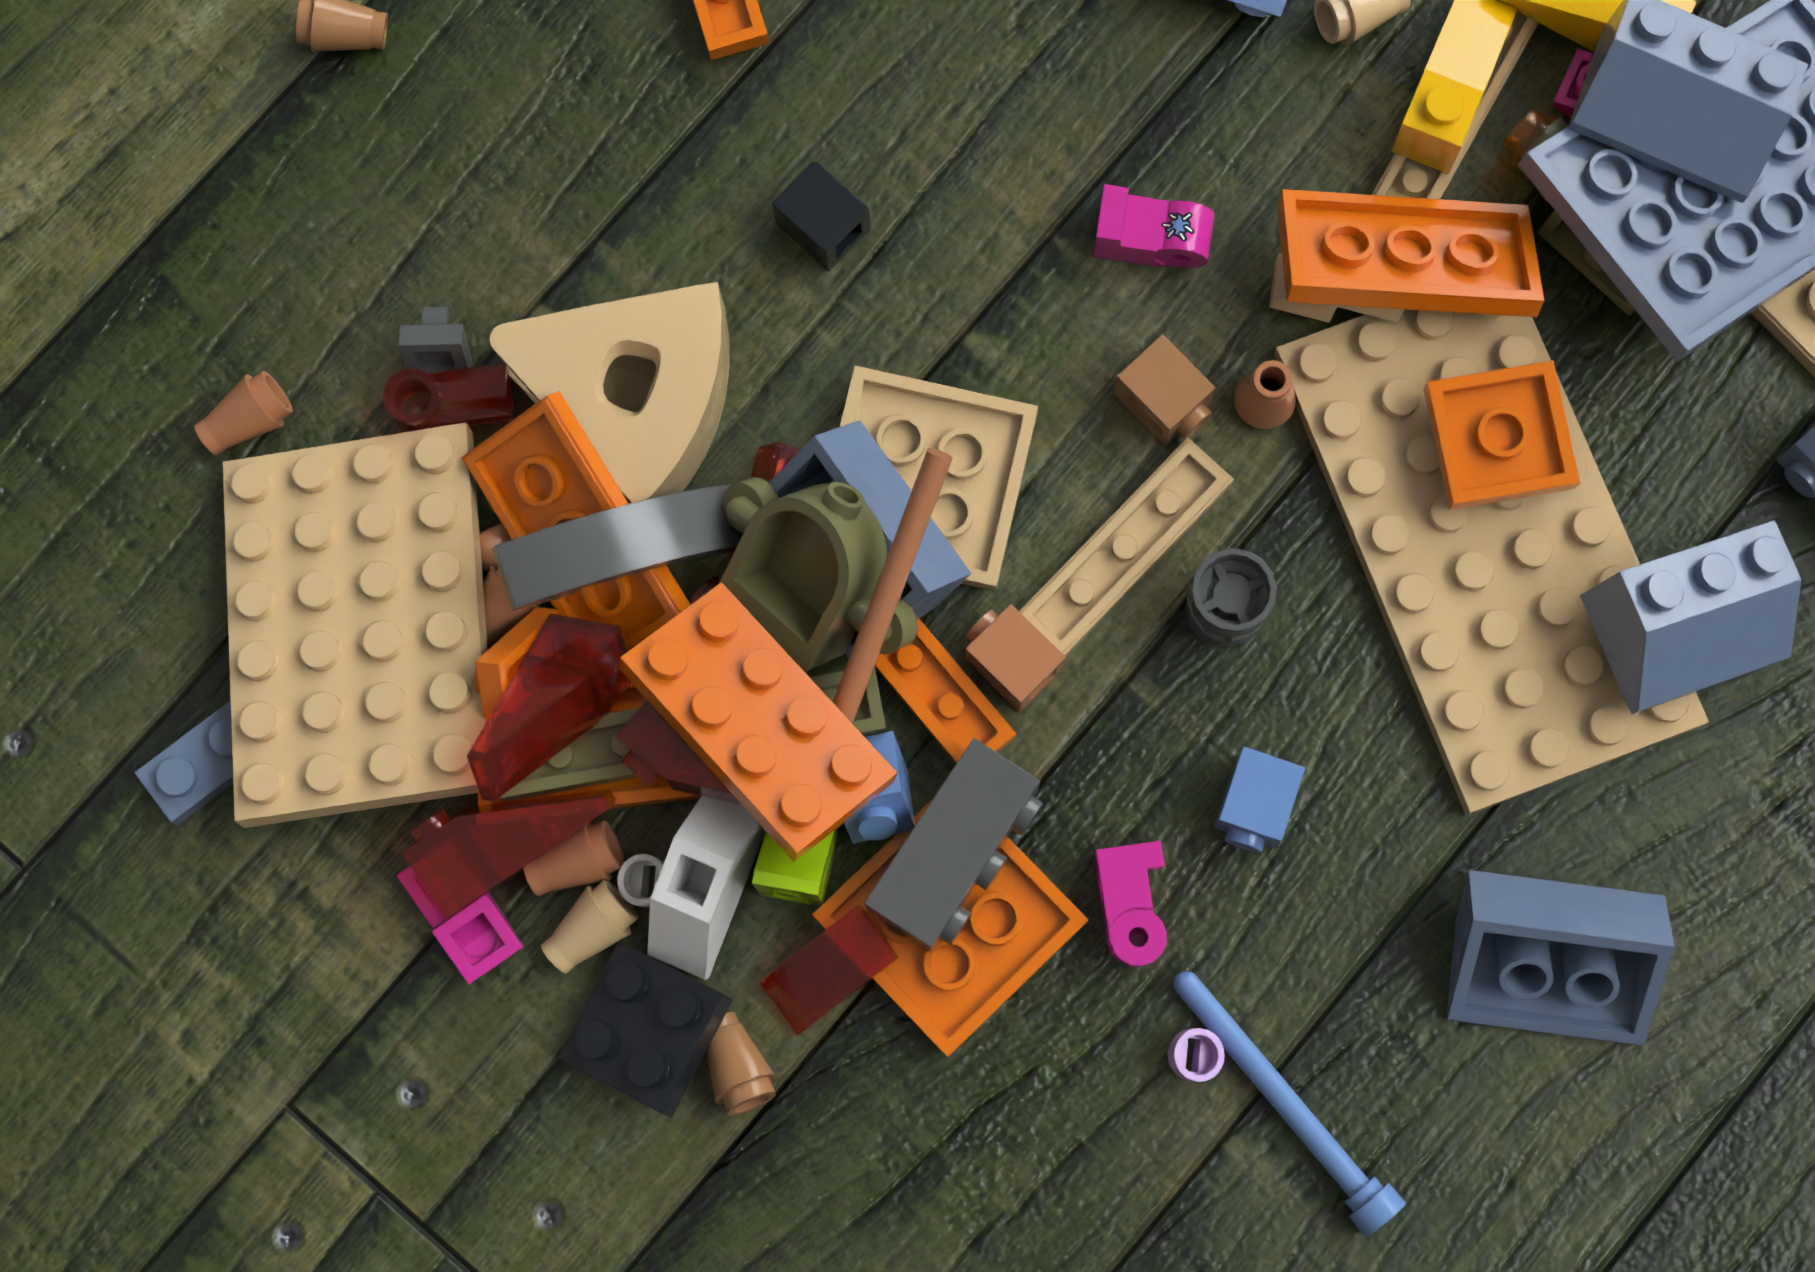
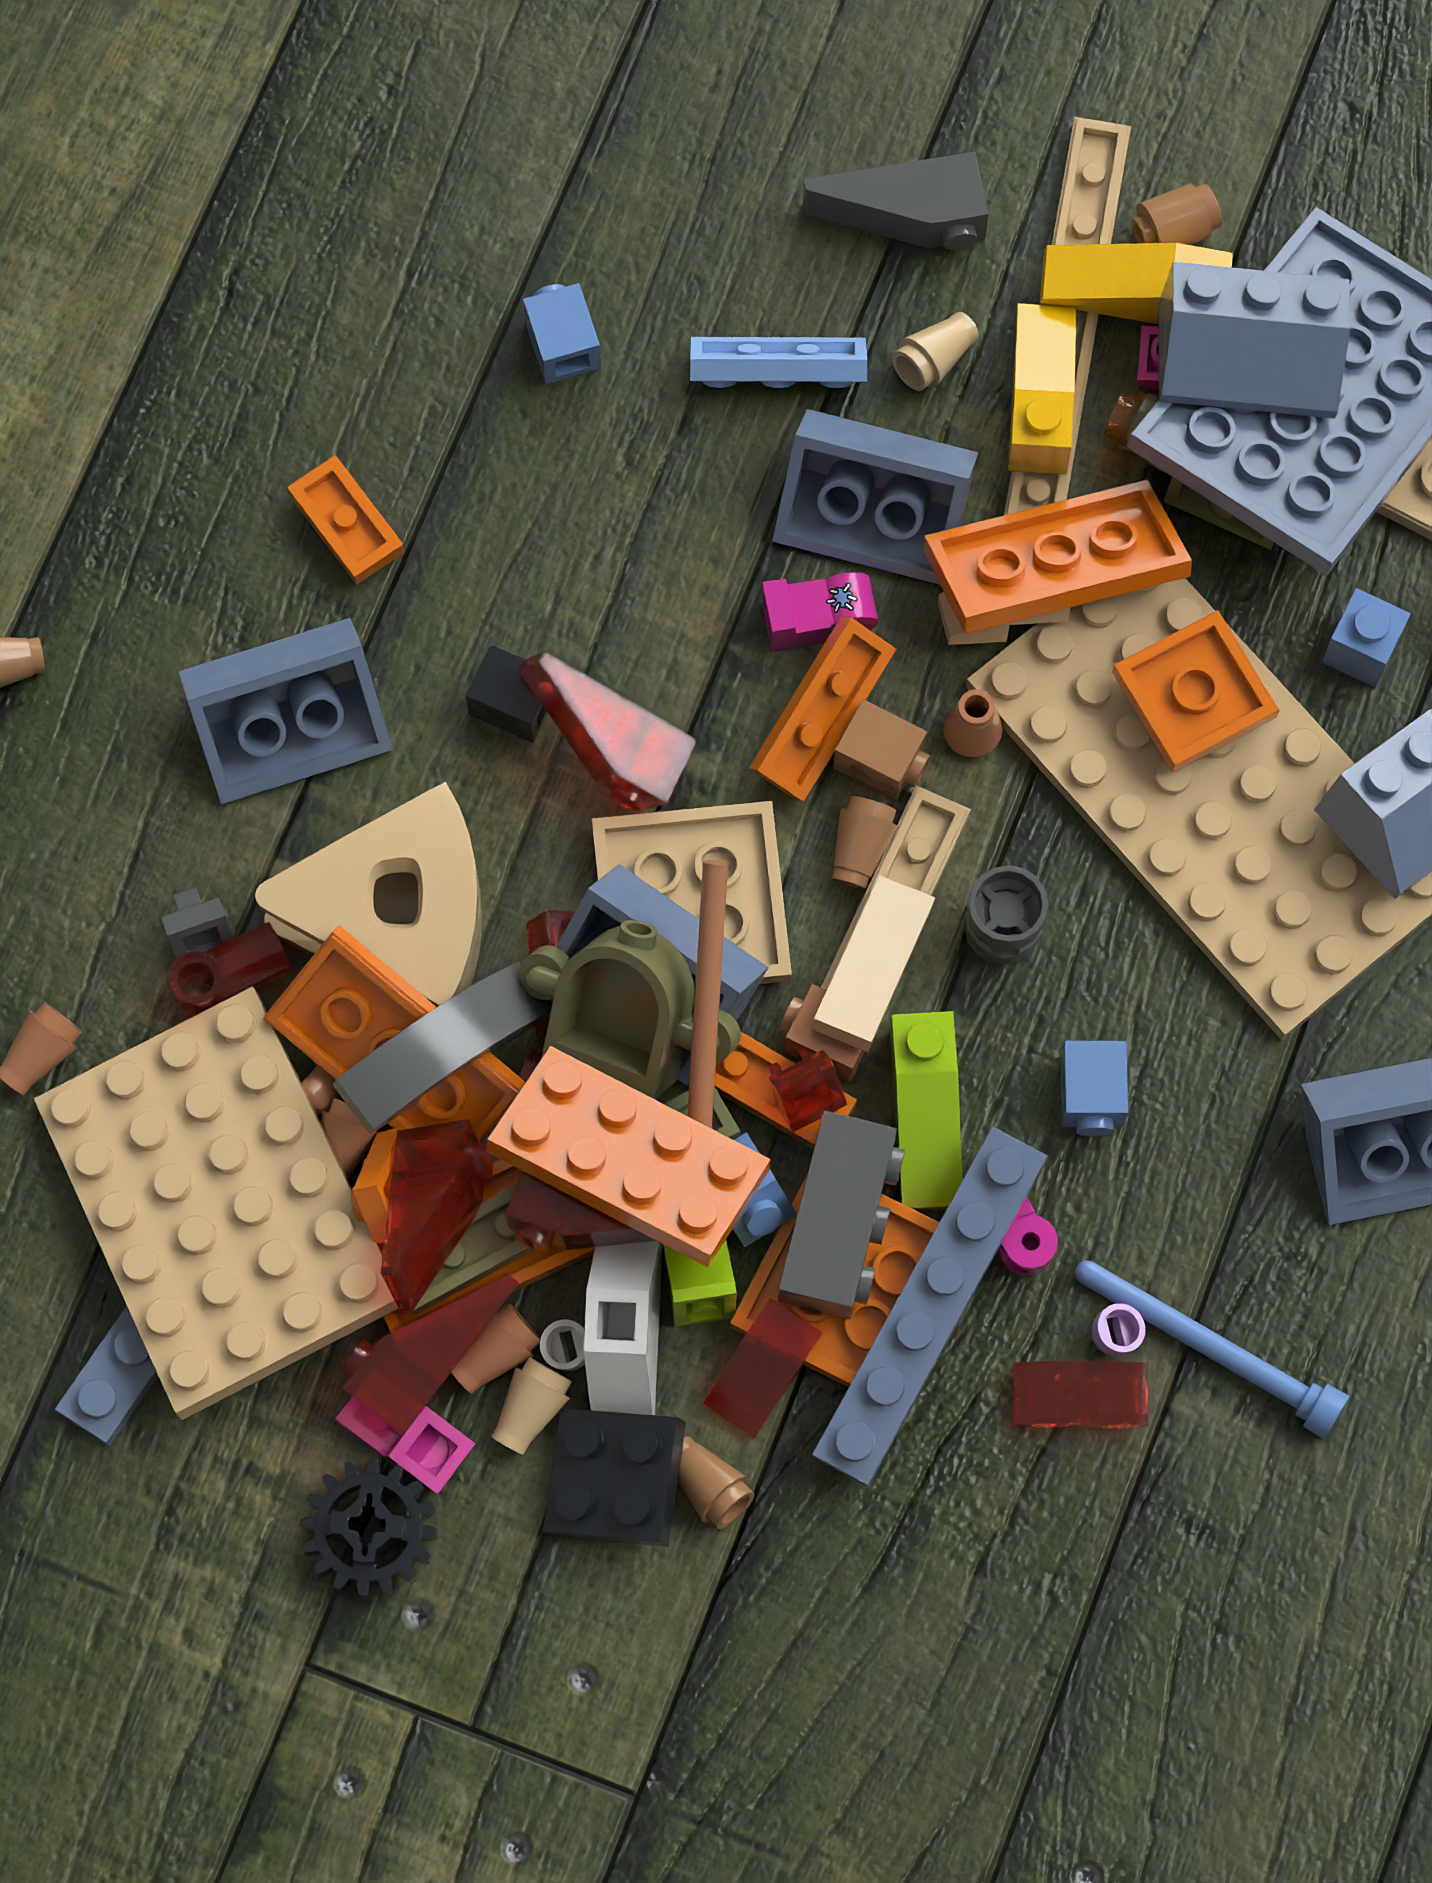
camera: 25 degrees left, 5 degrees down
(380, 1021) = (340, 1528): none -> black gear
(595, 161) = (286, 710): none -> sand blue slope
(902, 292) = (613, 738): none -> clear red slope
(967, 708) = (807, 1089): none -> clear red tile
(1013, 968) = (930, 1306): none -> sand blue plate
(1078, 604) = (873, 963): none -> tile
(1082, 768) = (926, 1107): none -> lime slope
(1114, 475) = (861, 840): none -> medium nougat cone
(1121, 329) = (822, 708): none -> orange plate
(1135, 1105) = (1080, 1394): none -> clear red slope
(1245, 129) = (871, 493): none -> sand blue slope
(1695, 437) = (1365, 637): none -> medium blue brick

